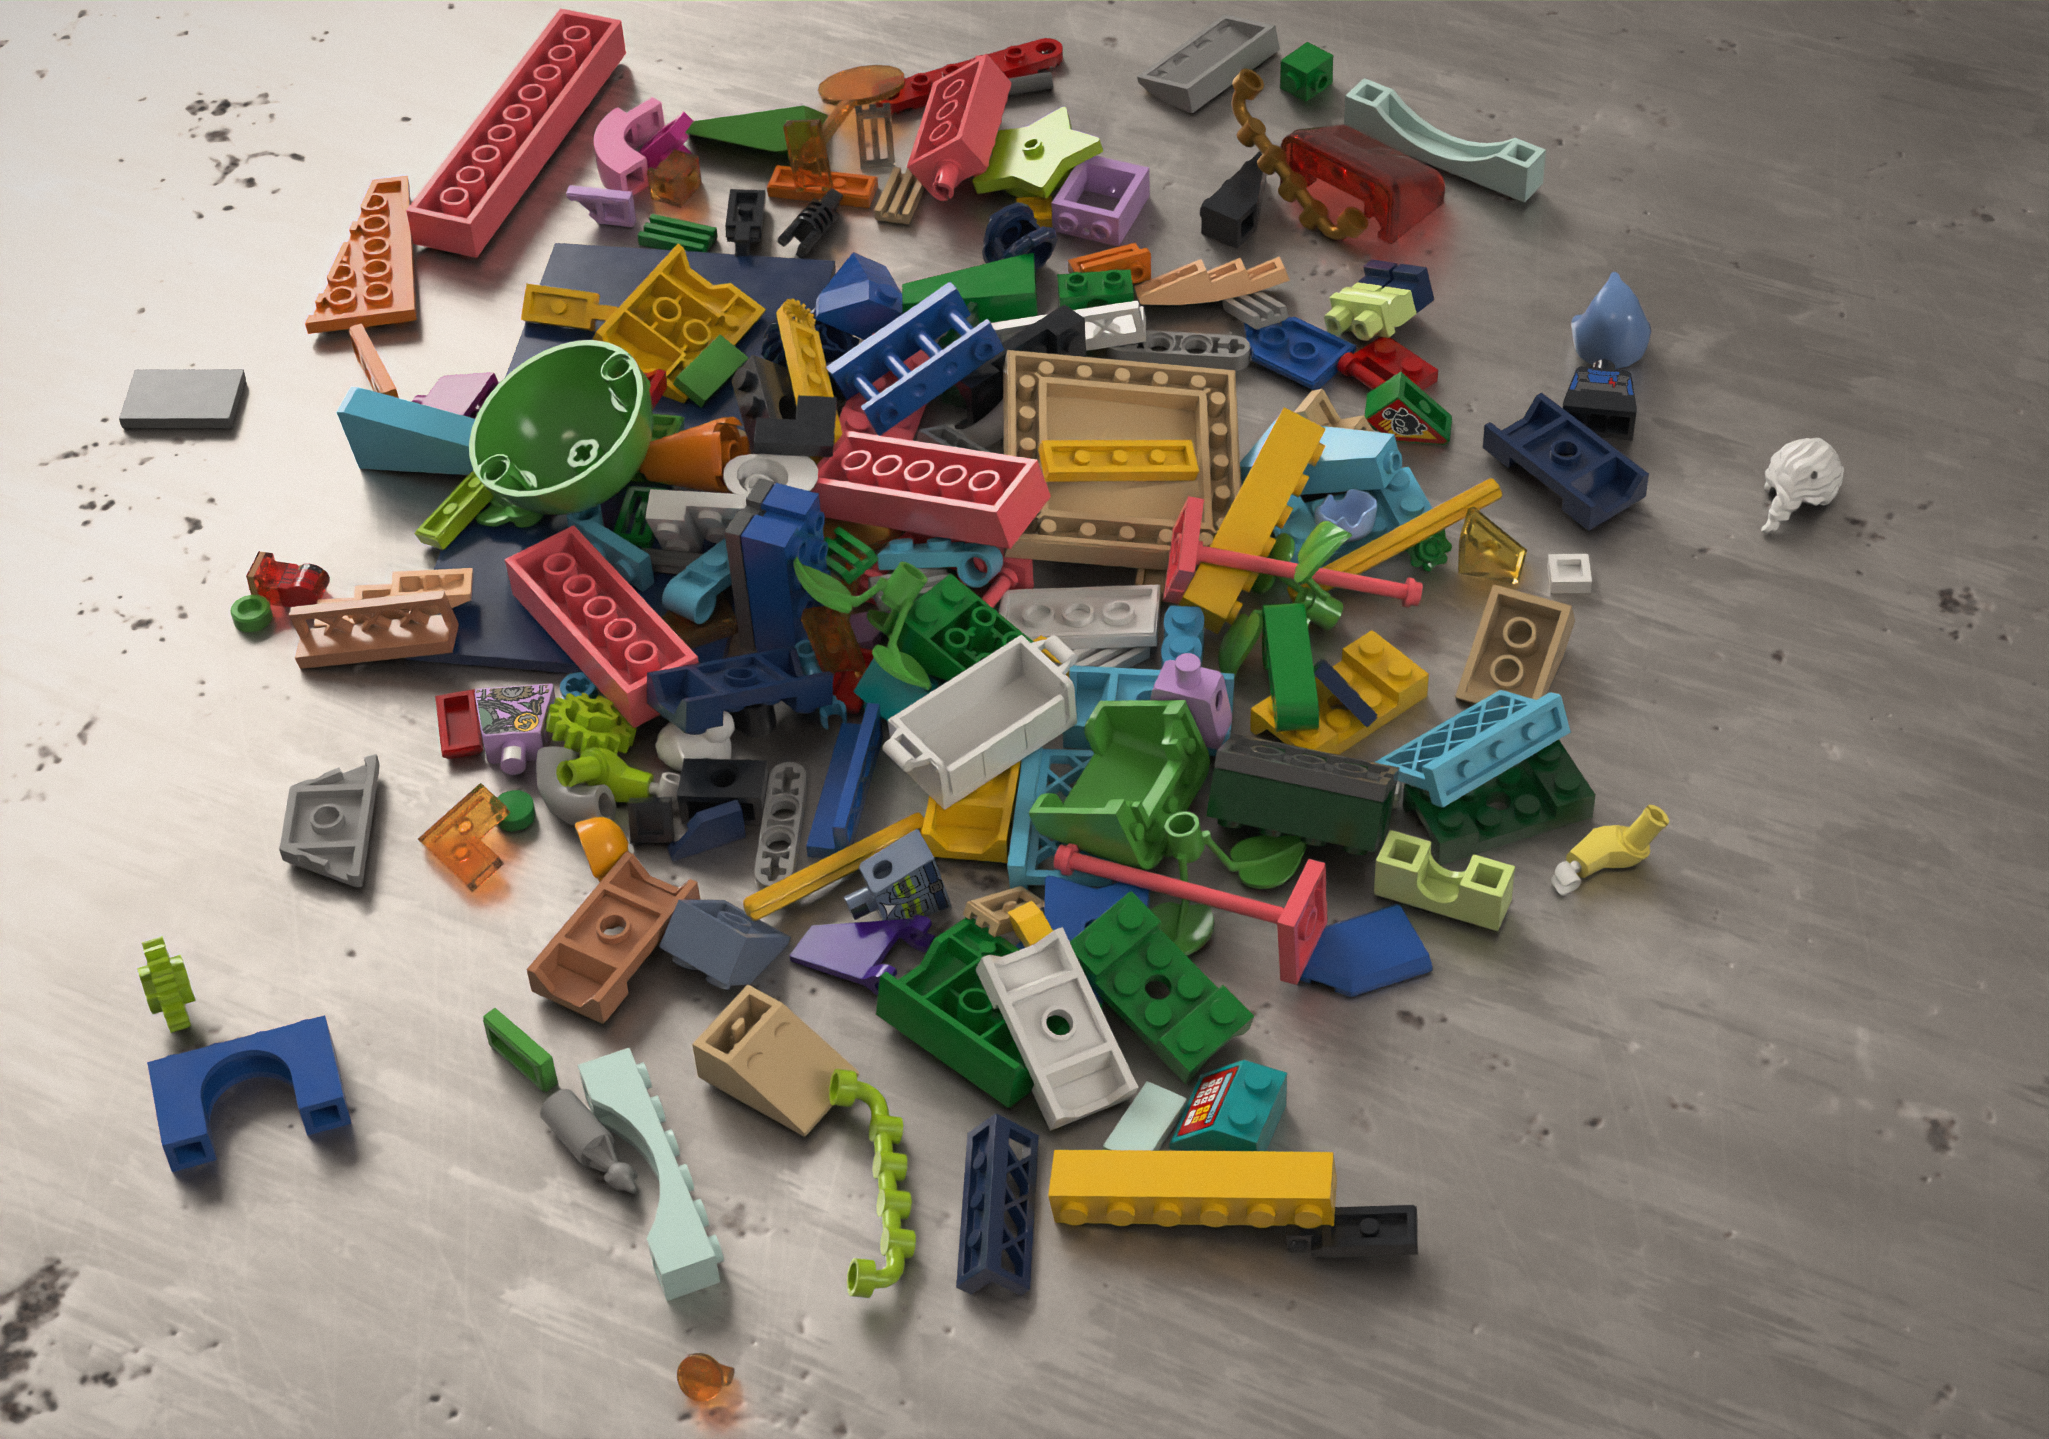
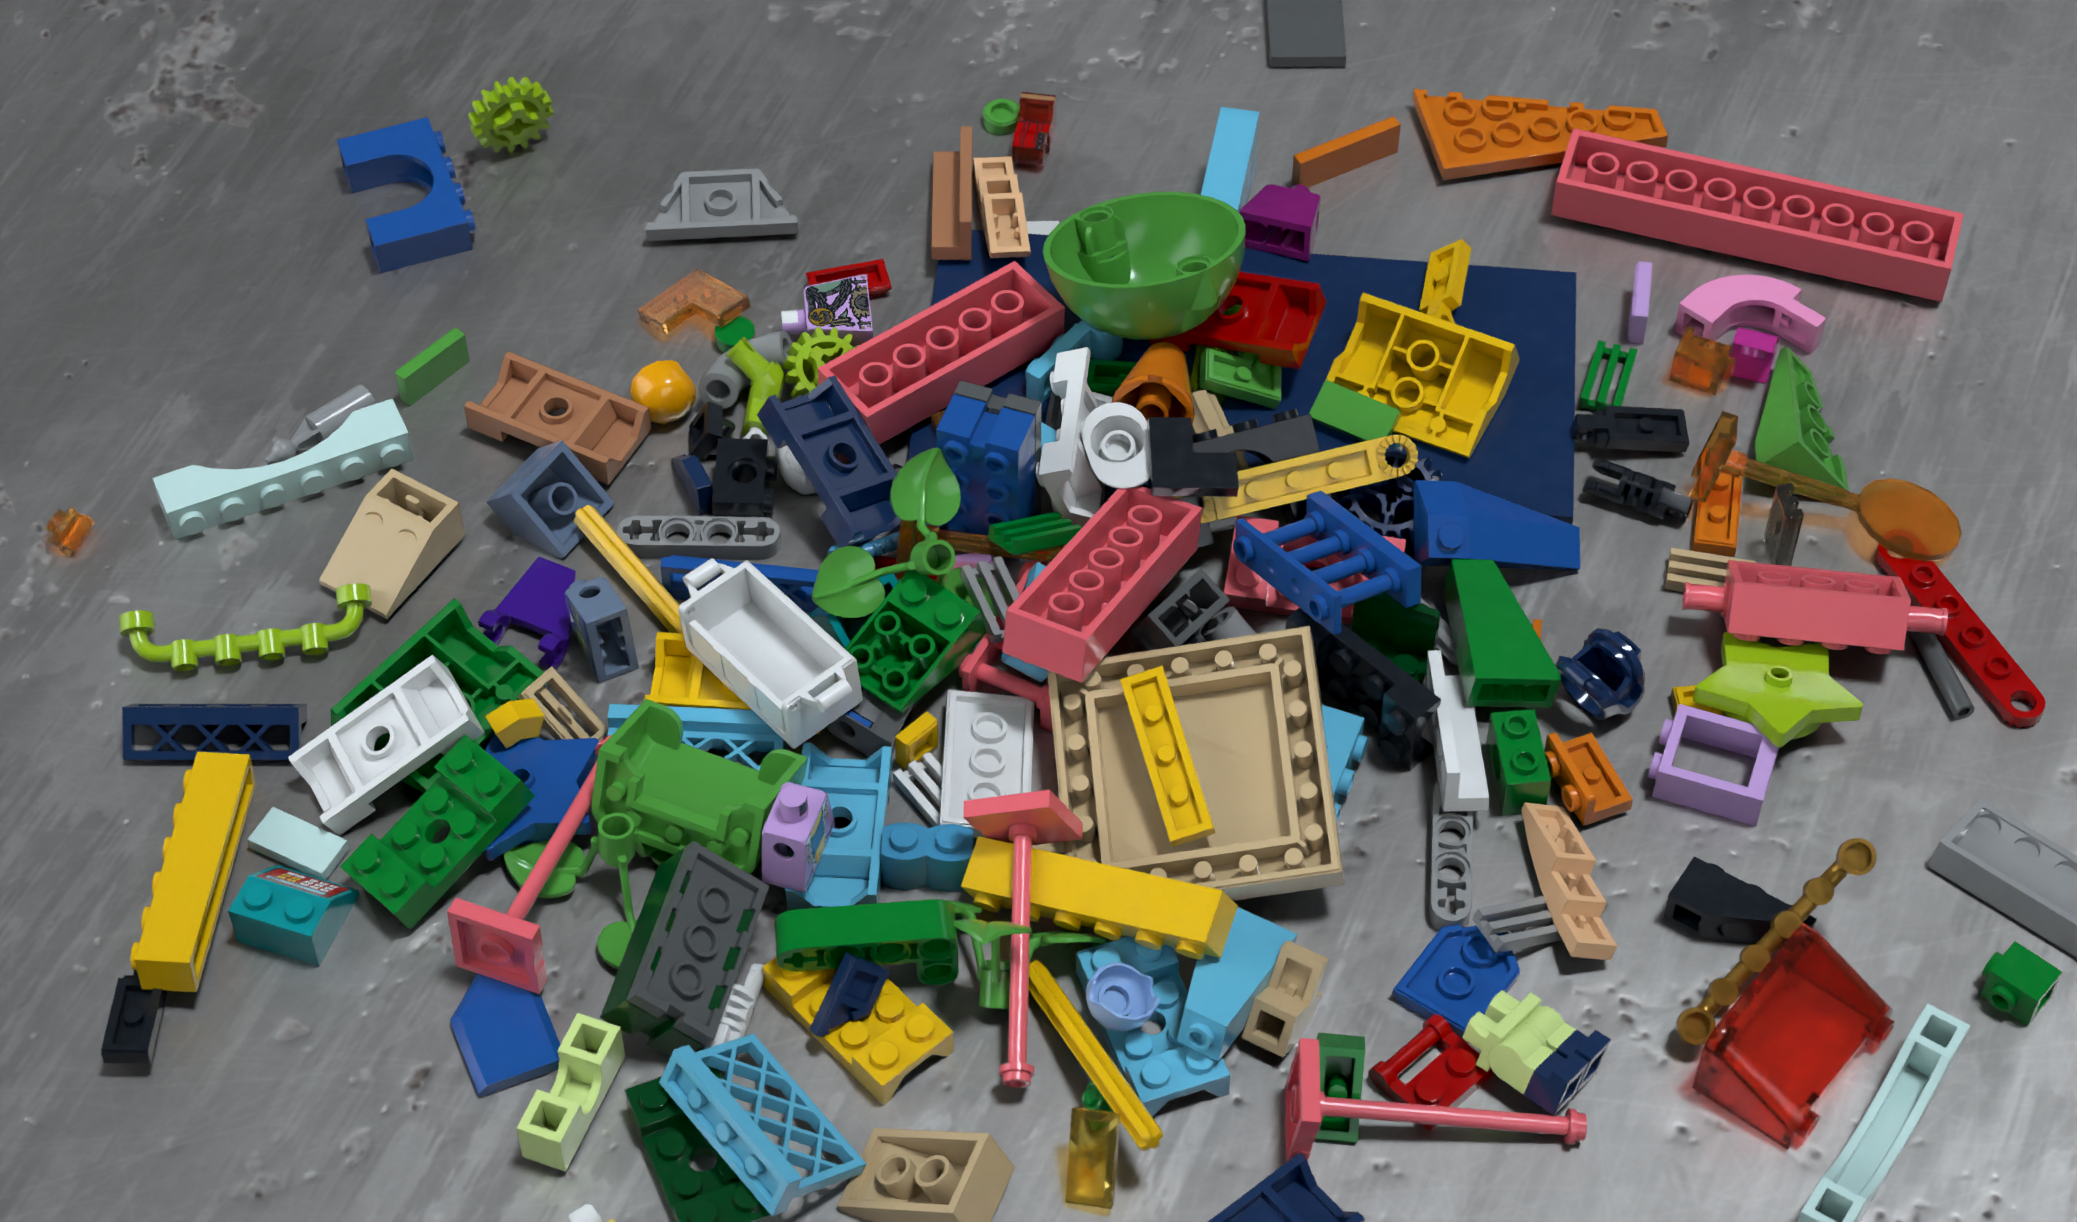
camera: 85 degrees right, 5 degrees up
(1439, 417) = (1307, 1105): none -> coral tile

